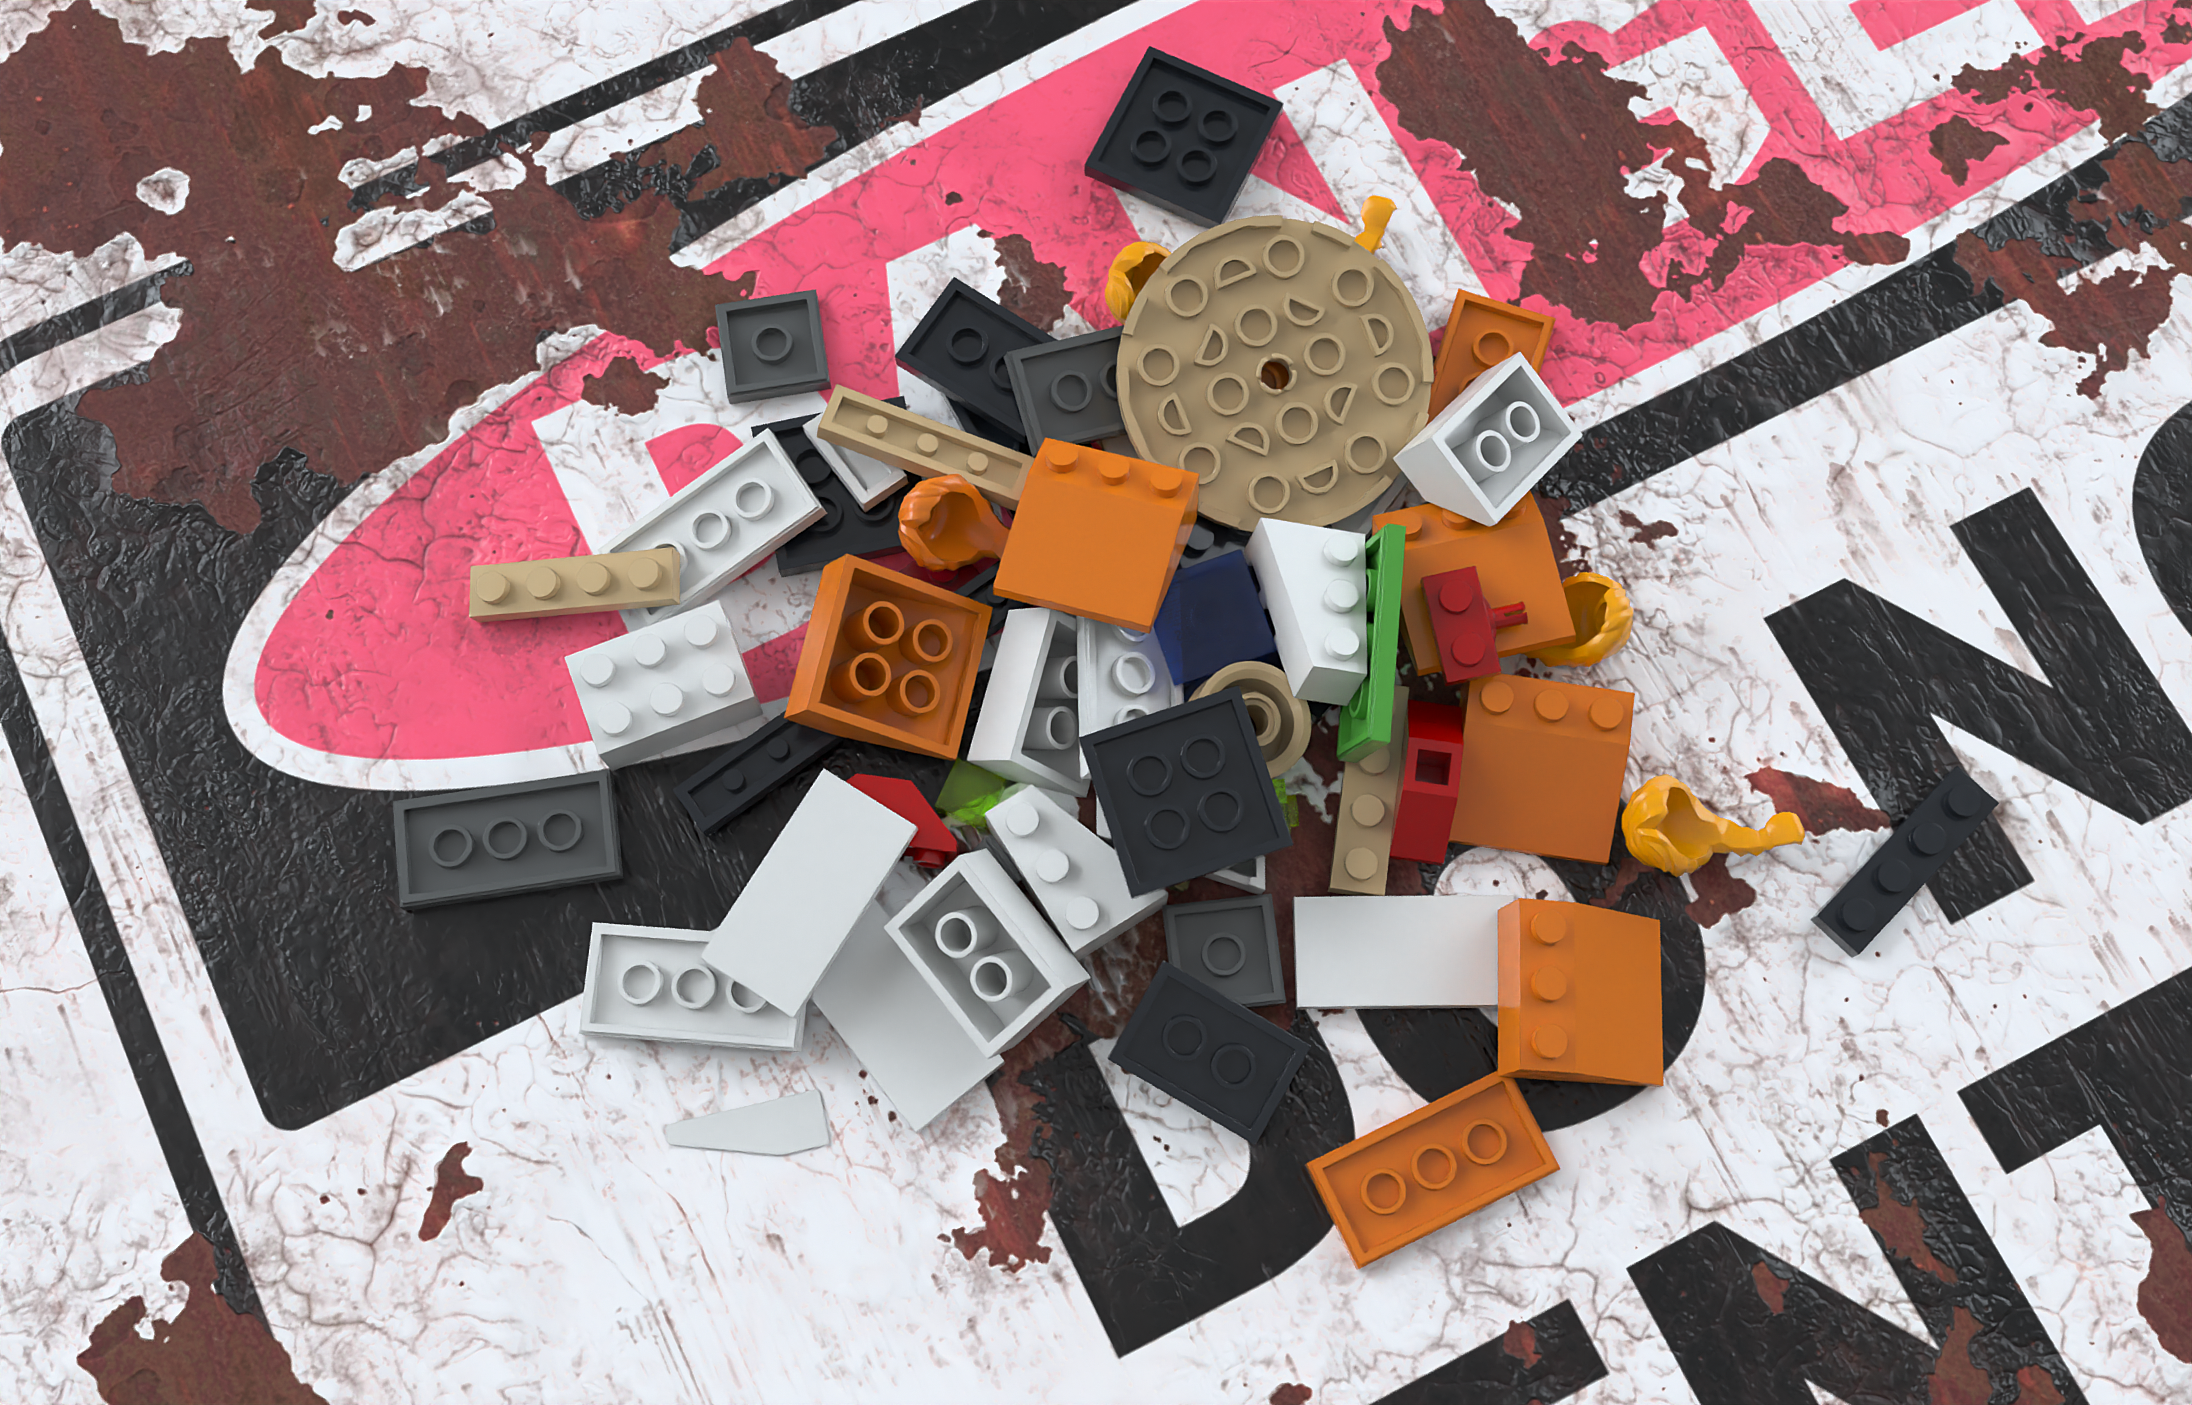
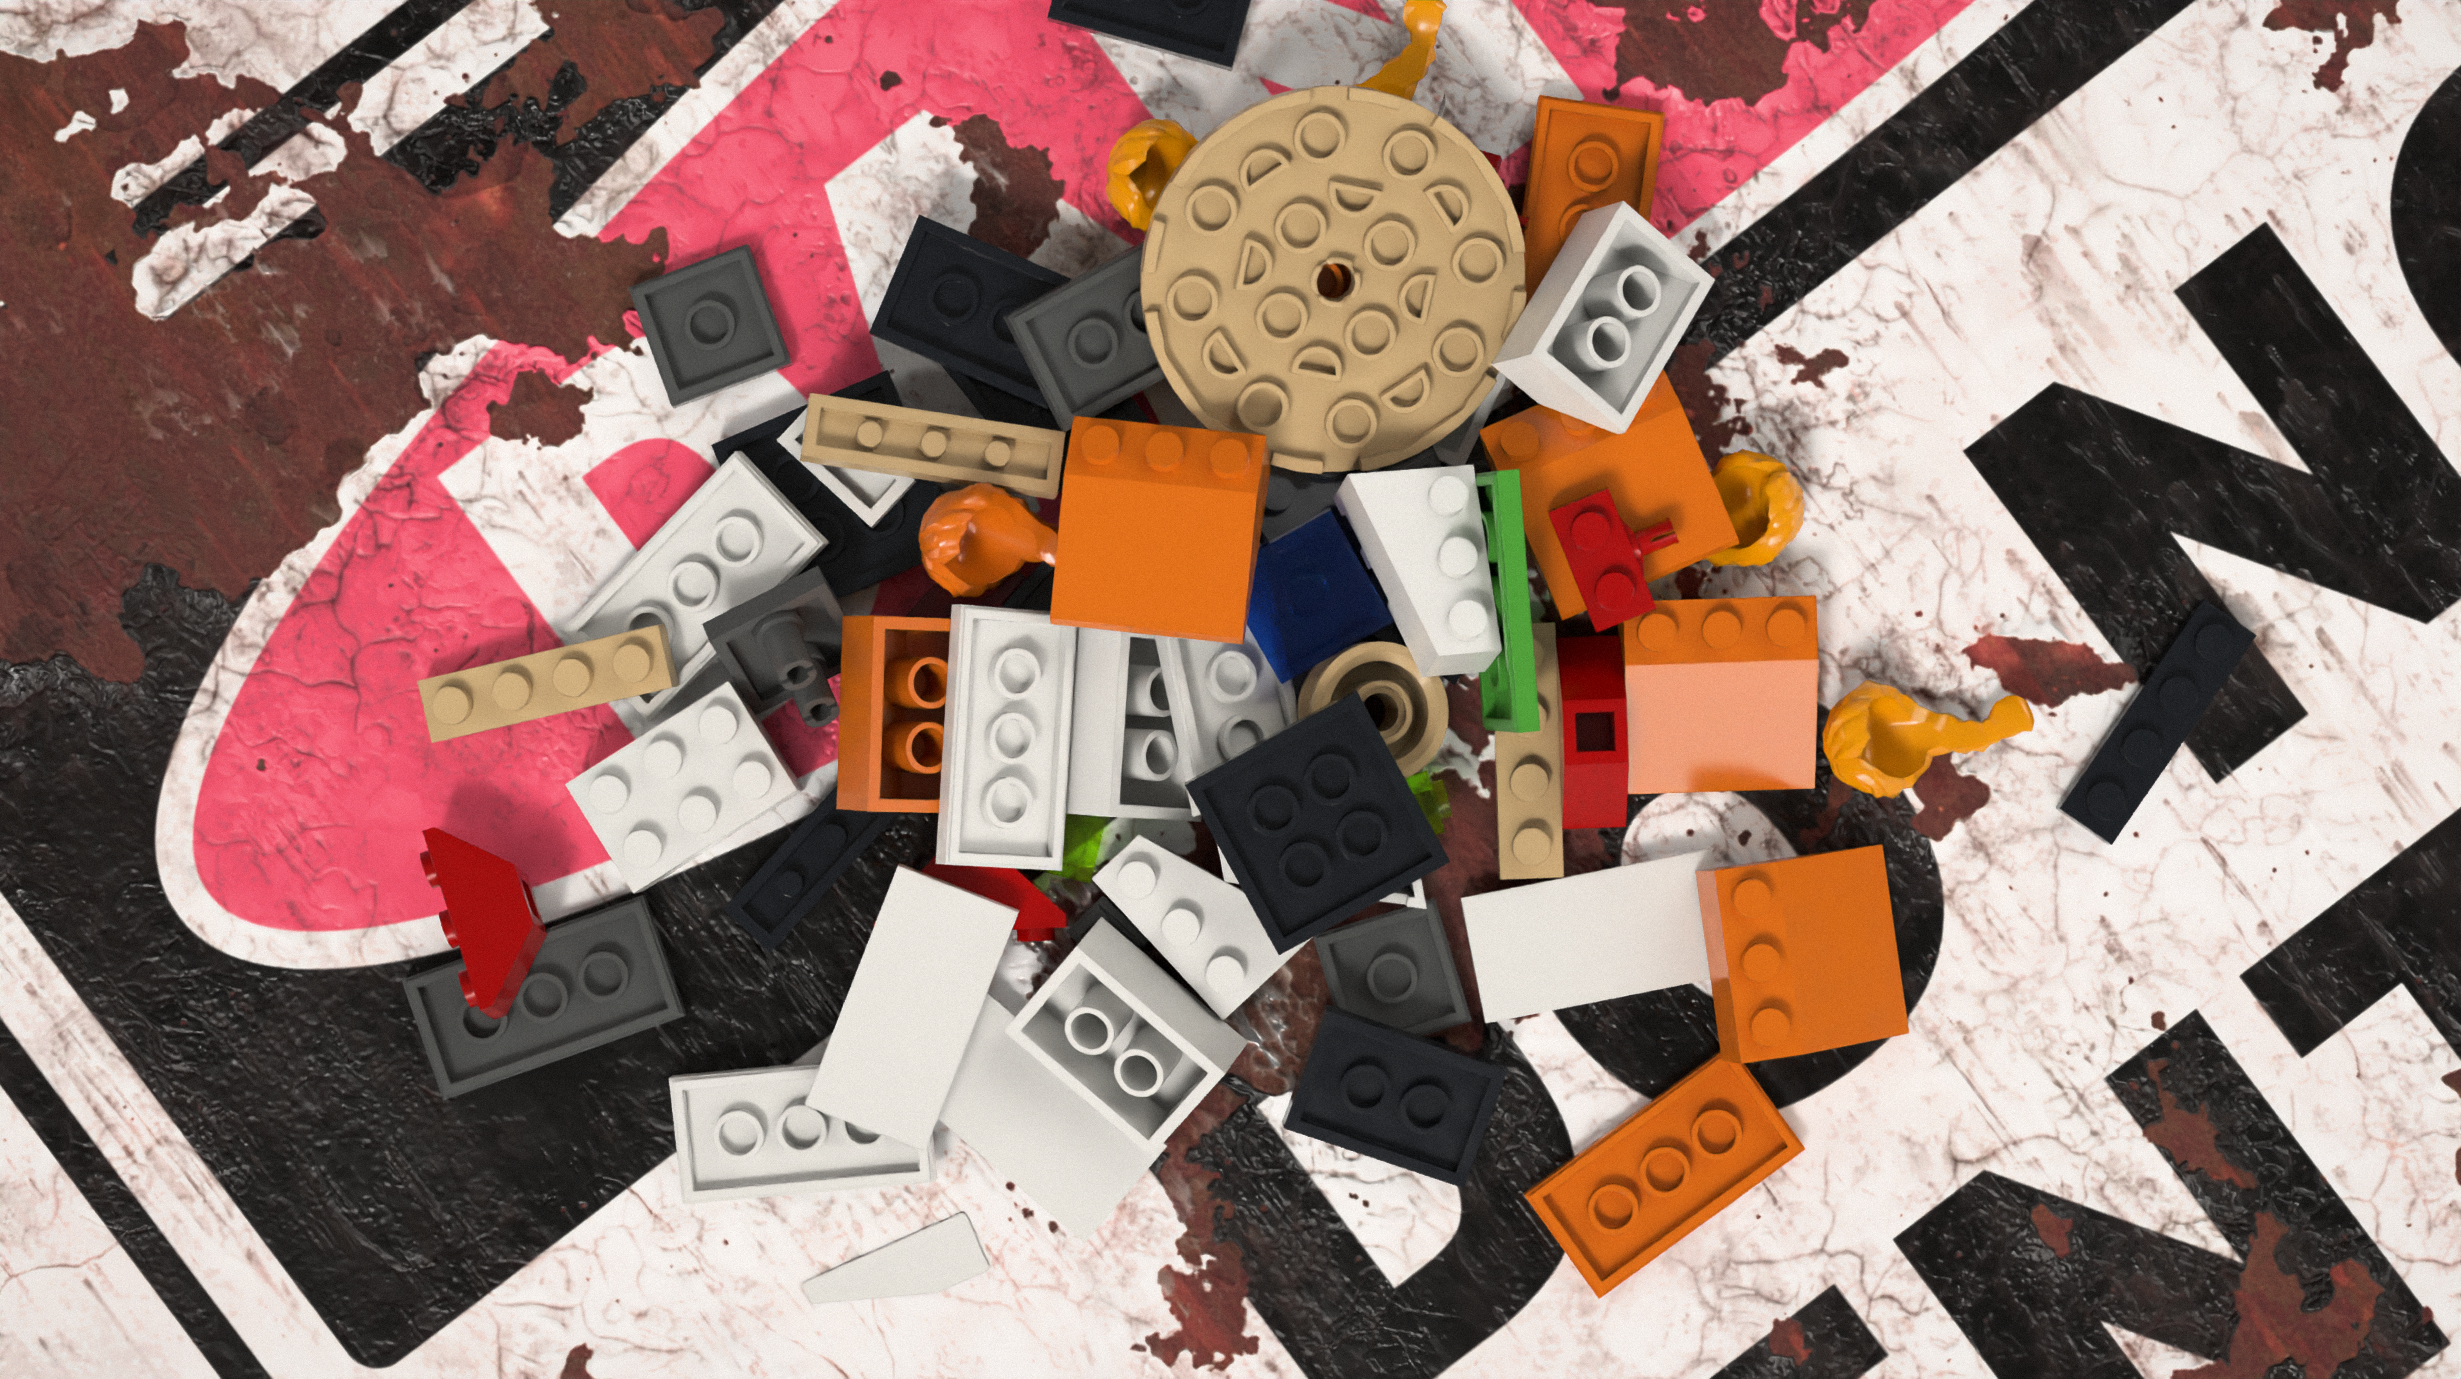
camera: 10 degrees left, 15 degrees up
(475, 759) = (487, 916): none -> red slope
(770, 582) = (784, 646): none -> dark grey plate
(936, 685) = (1006, 739): none -> white tile

